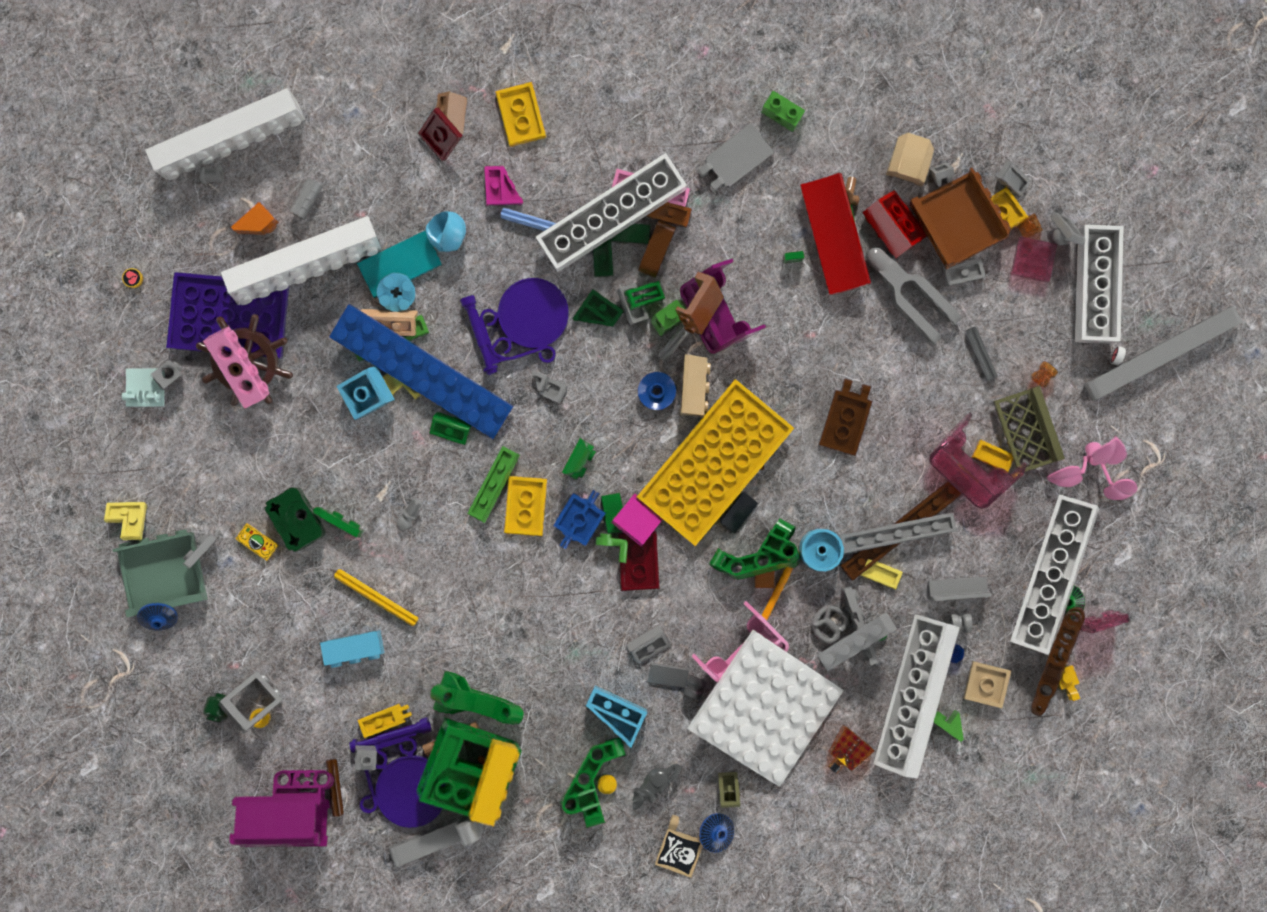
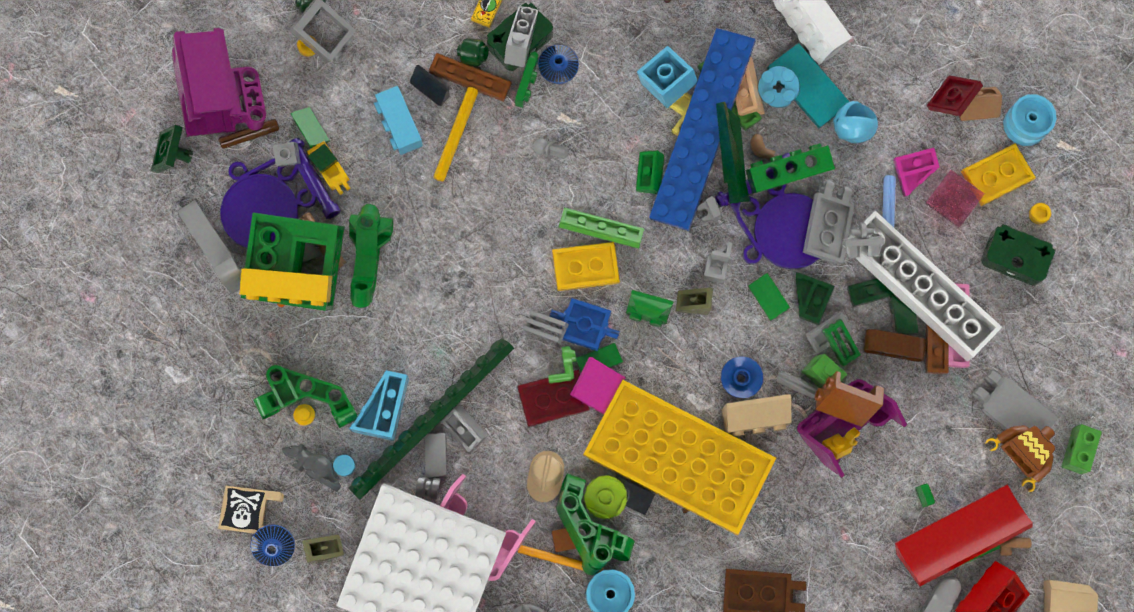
camera: 70 degrees right, 10 degrees down
(297, 519) = (520, 36): none -> light grey slope
(300, 566) = (472, 52): none -> dark green head
(323, 573) = (470, 77): none -> dark orange tile
(325, 612) = (429, 85): none -> black slope
(336, 864) = (168, 150): none -> dark green tile
(337, 492) = (556, 72): none -> dish
(340, 730) = (309, 127): none -> slope
(375, 724) = (322, 158): none -> dark green tile
(449, 324) = (759, 148): none -> medium nougat arm
(453, 351) = (732, 154): none -> dark green wedge
(467, 71) = (1029, 120): none -> medium azure wheel
(478, 272) = (821, 163): none -> green brick
(496, 381) = (712, 209): none -> light grey tile
(534, 278) = (829, 223): none -> light grey tile
(535, 160) = (954, 198): none -> clear pink plate
(561, 257) = (853, 245): none -> light grey hips
(564, 87) = (1040, 213): none -> yellow tile
(566, 566) = (531, 321): none -> light grey tile
(579, 416) = (695, 301): none -> olive slope
(589, 349) = (769, 297): none -> green slope
(594, 114) = (1021, 249): none -> dark green axle
(634, 672) = (425, 423): none -> dark green plate
(659, 757) = (344, 465): none -> medium azure piece
(705, 582) = (545, 476): none -> tan piece
(736, 319) = (841, 445): none -> yellow plate
(736, 534) = (605, 497): none -> lime tile
(775, 157) = (1028, 450): none -> dark orange torso

